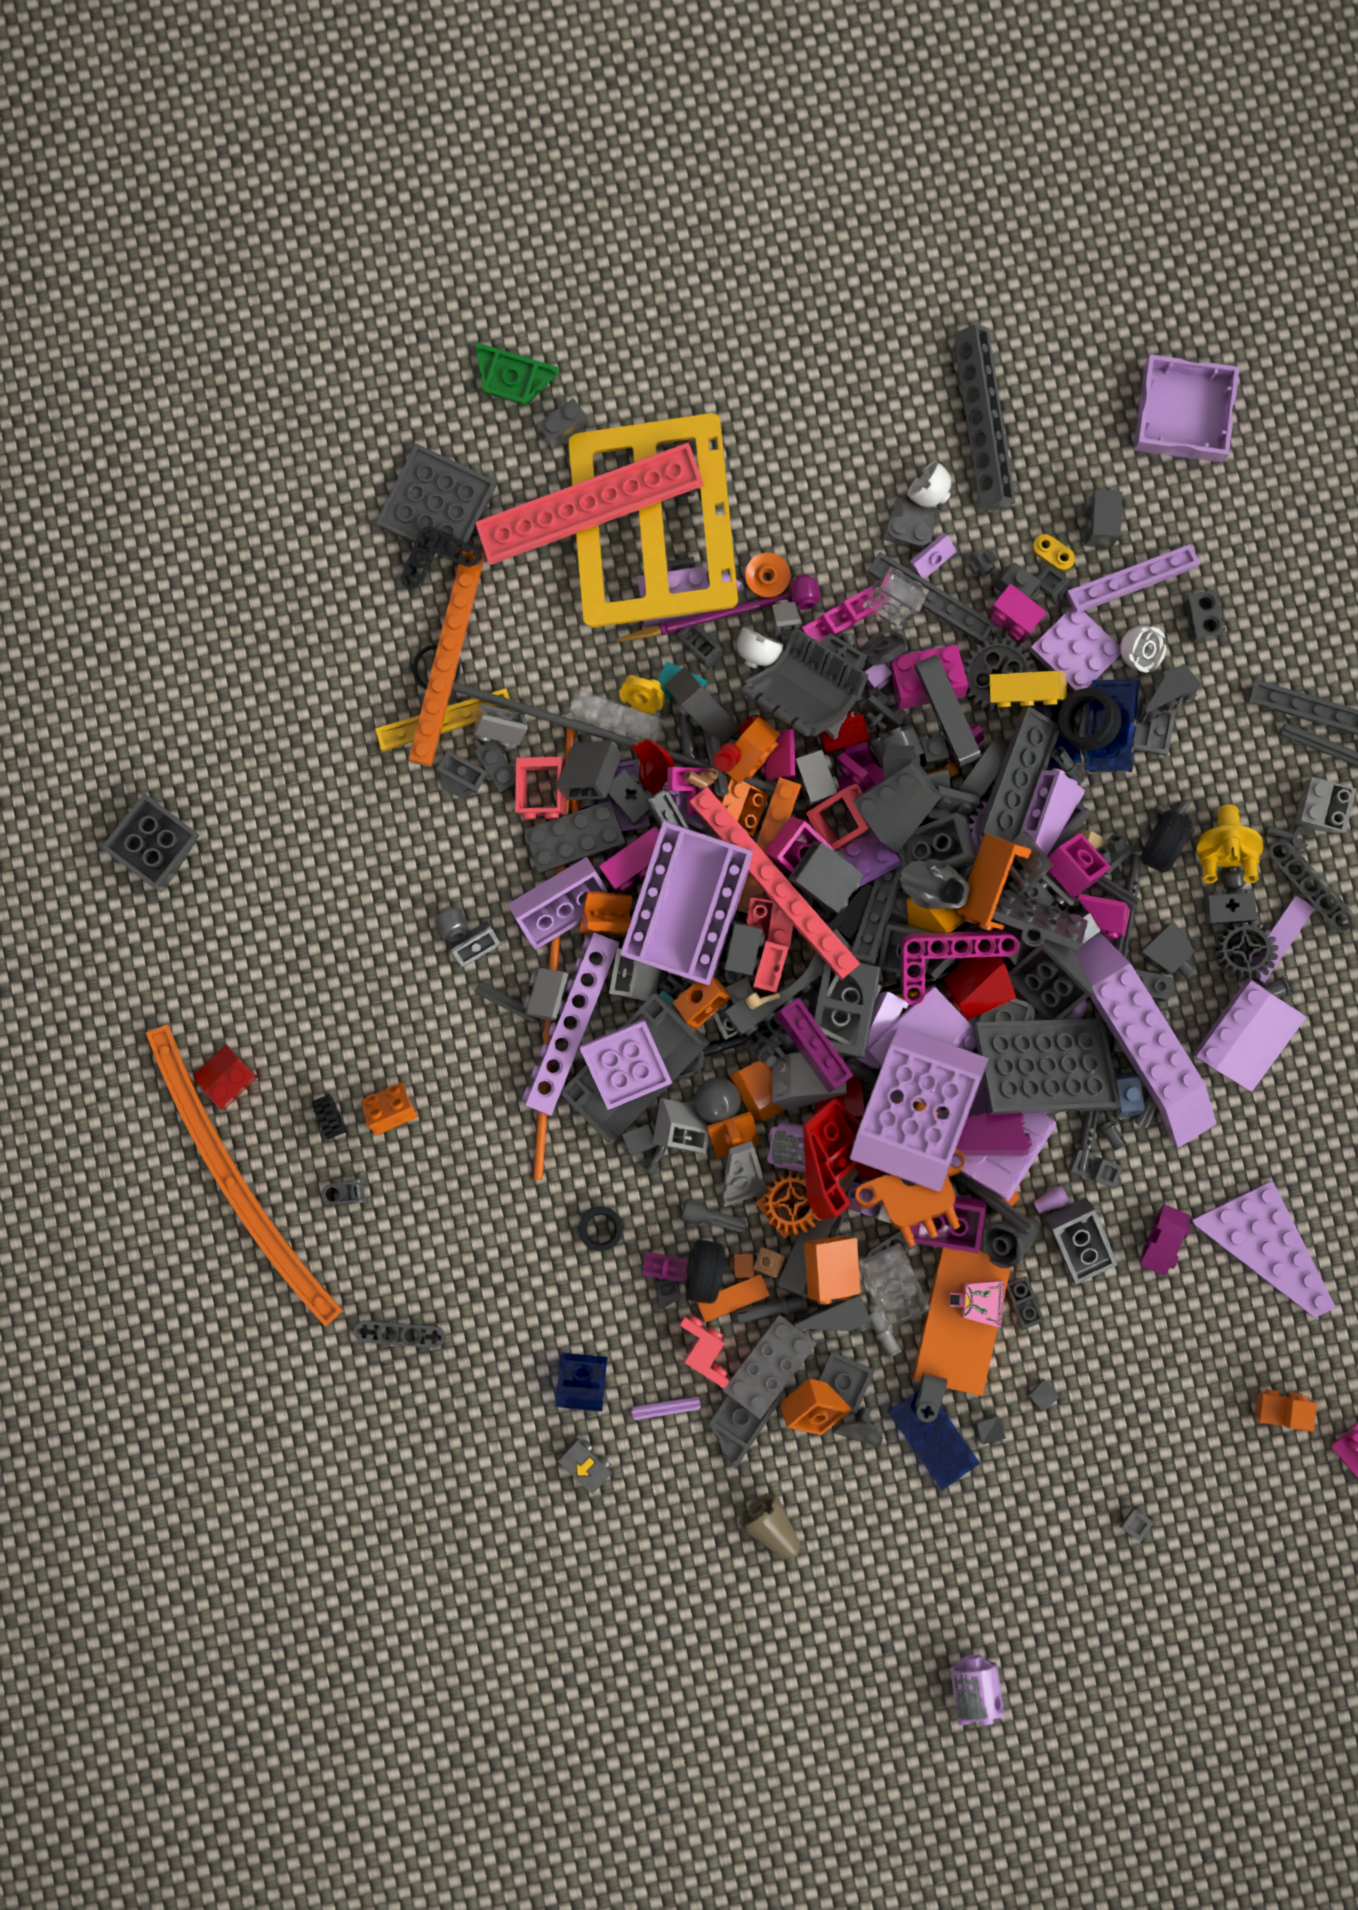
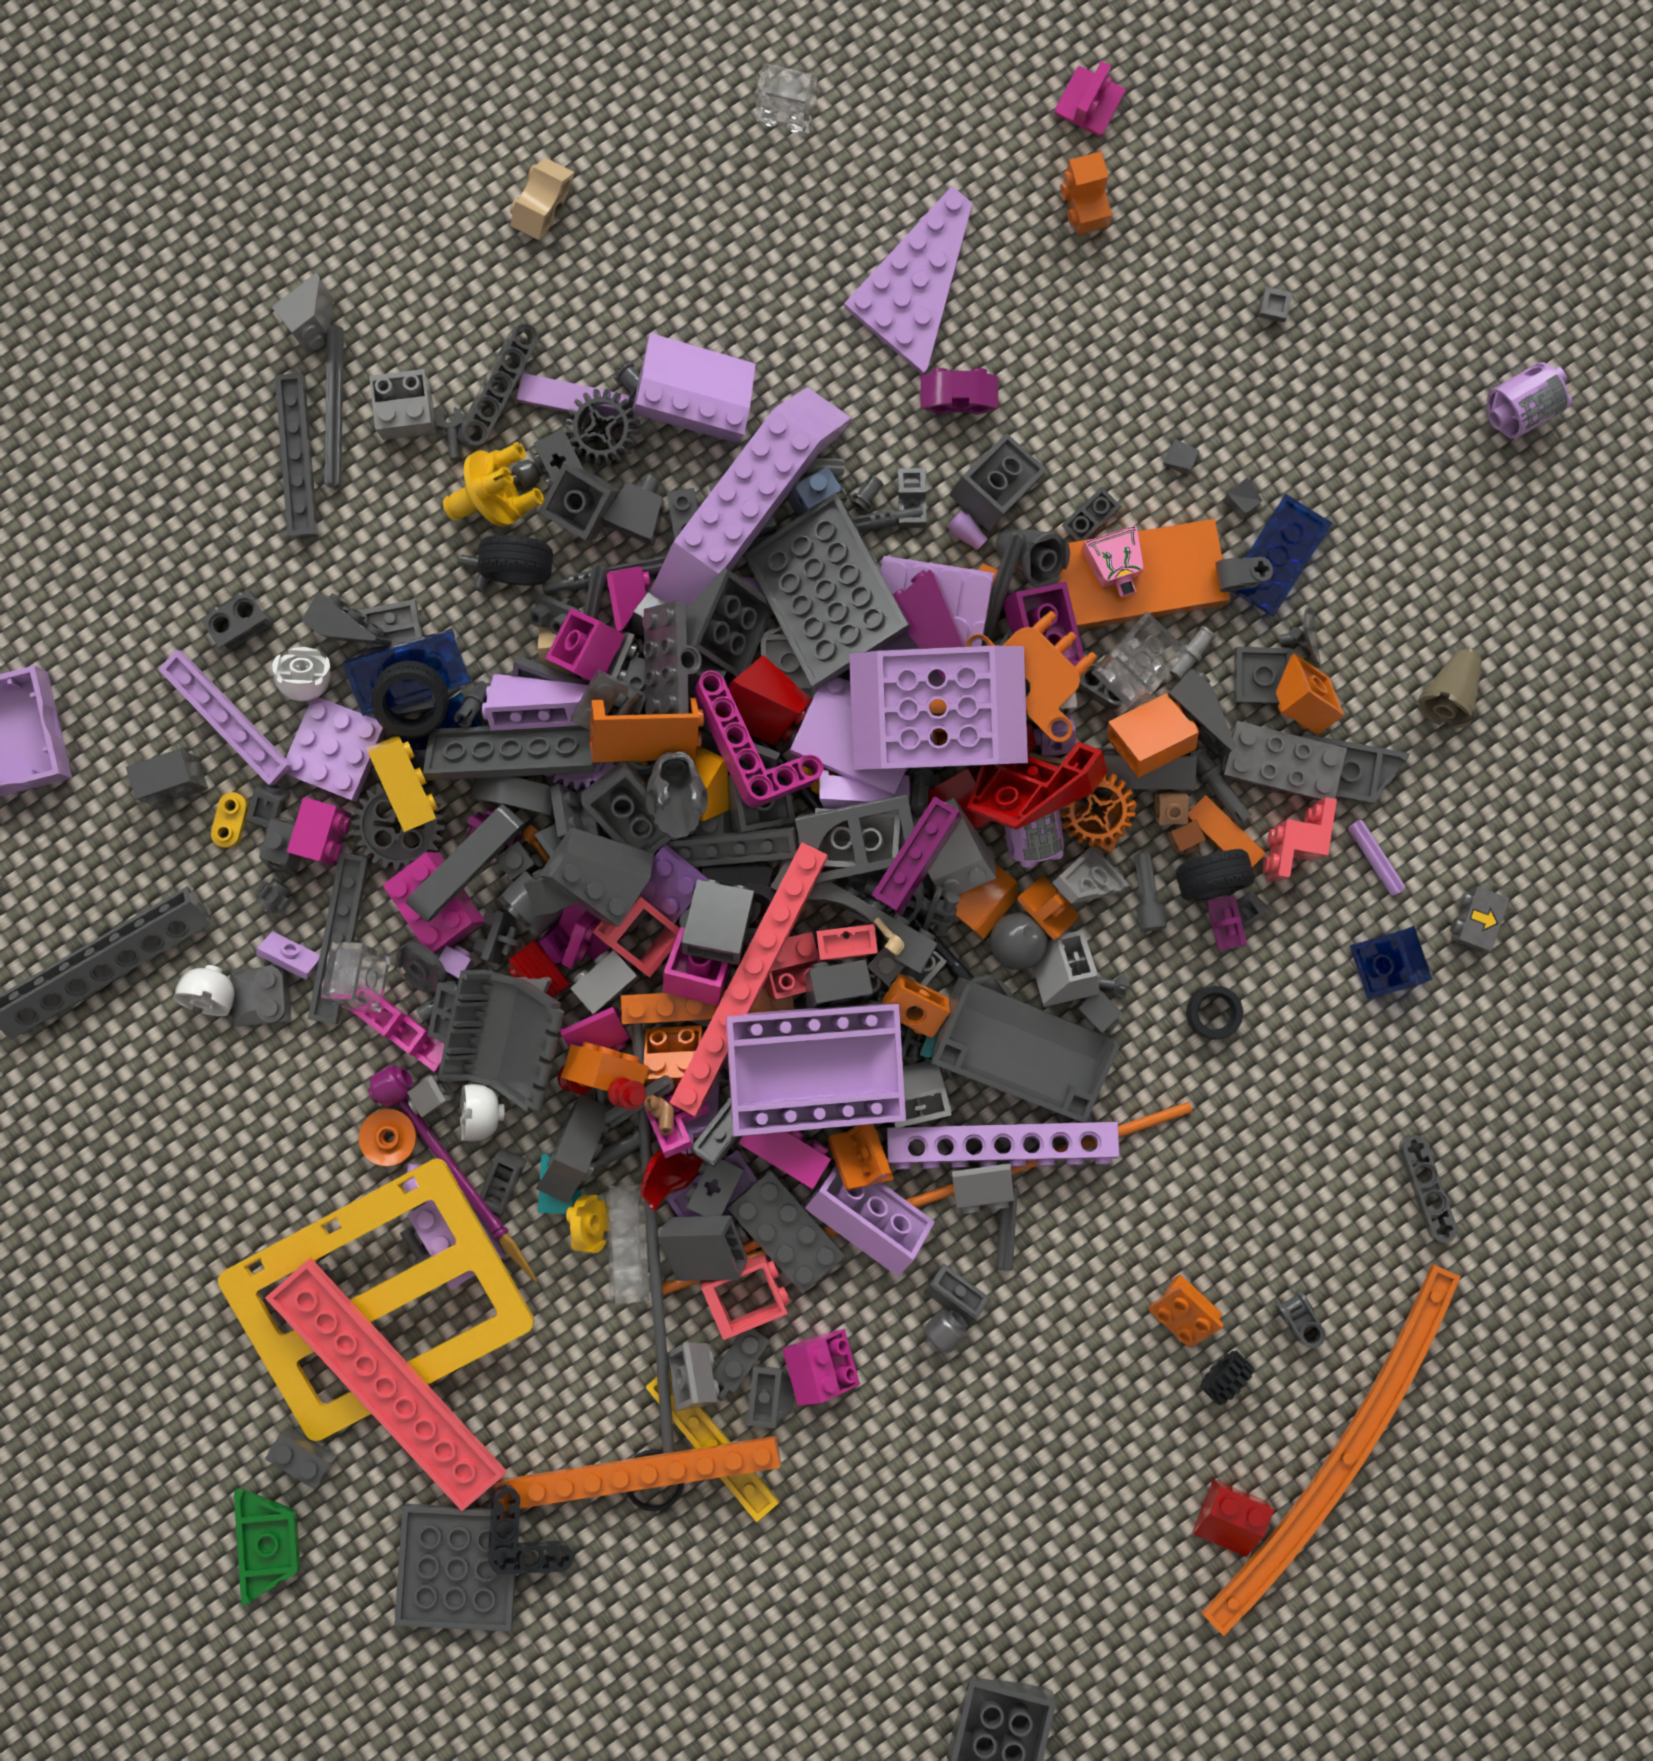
camera: 110 degrees left, 0 degrees up
(465, 821) = (821, 1367): none -> dark pink slope
(626, 1064) = (1024, 1061): lavender plate -> none
(1193, 908) = (578, 501): none -> dark grey slope

